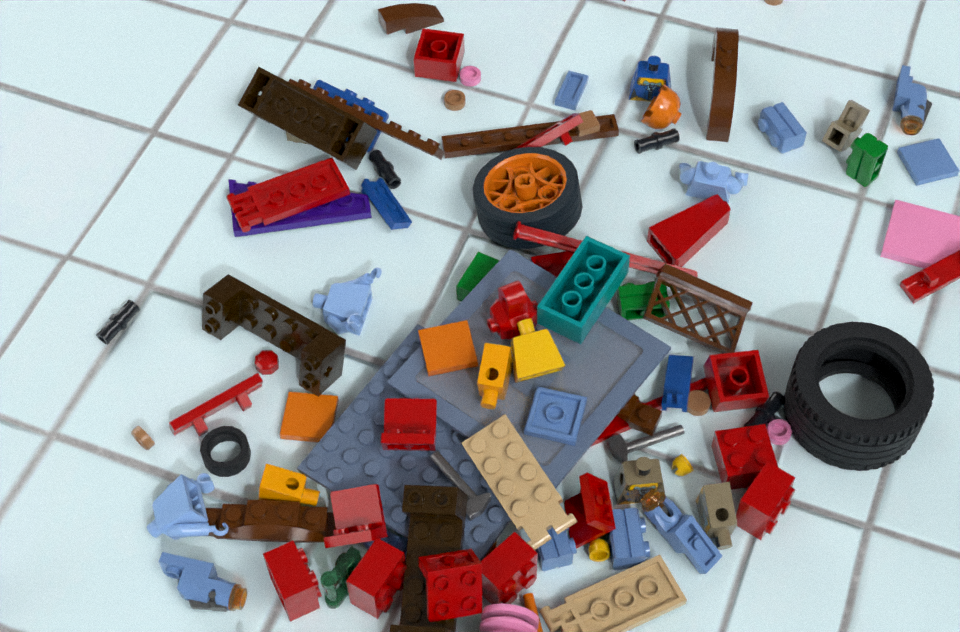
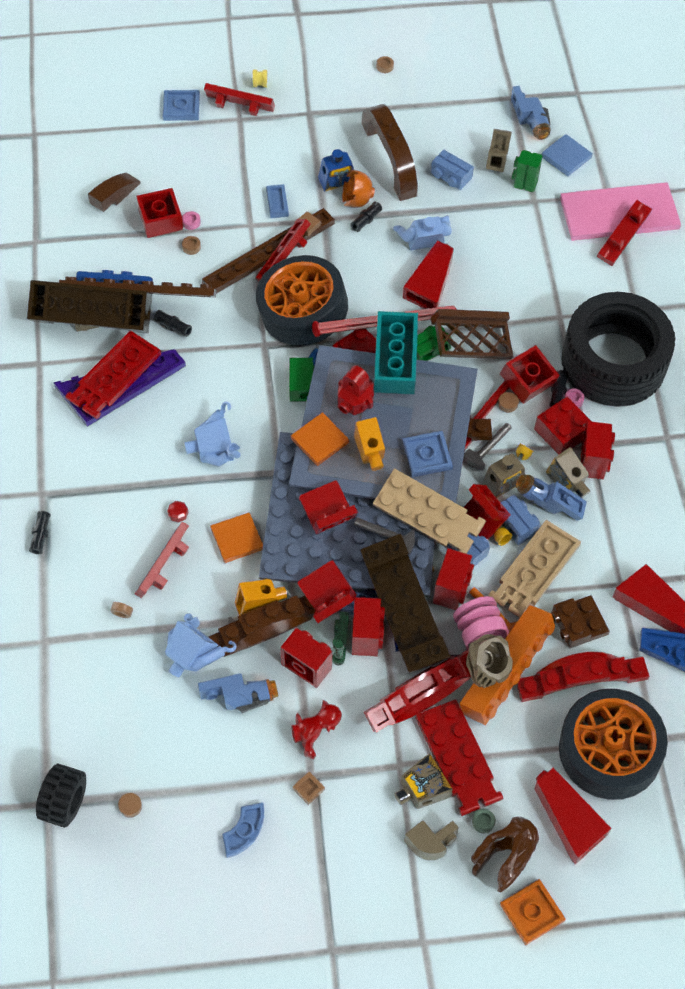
camera: 30 degrees left, 5 degrees up
(220, 435) = (189, 576): black tyre -> none
(236, 304) = (174, 479): dark brown plate -> none
(386, 204) = (192, 349): blue hinge -> none
(452, 584) = (429, 602): red bracket -> none
(534, 353) = (390, 413): yellow torso -> none
(677, 382) = (489, 394): blue hinge -> none

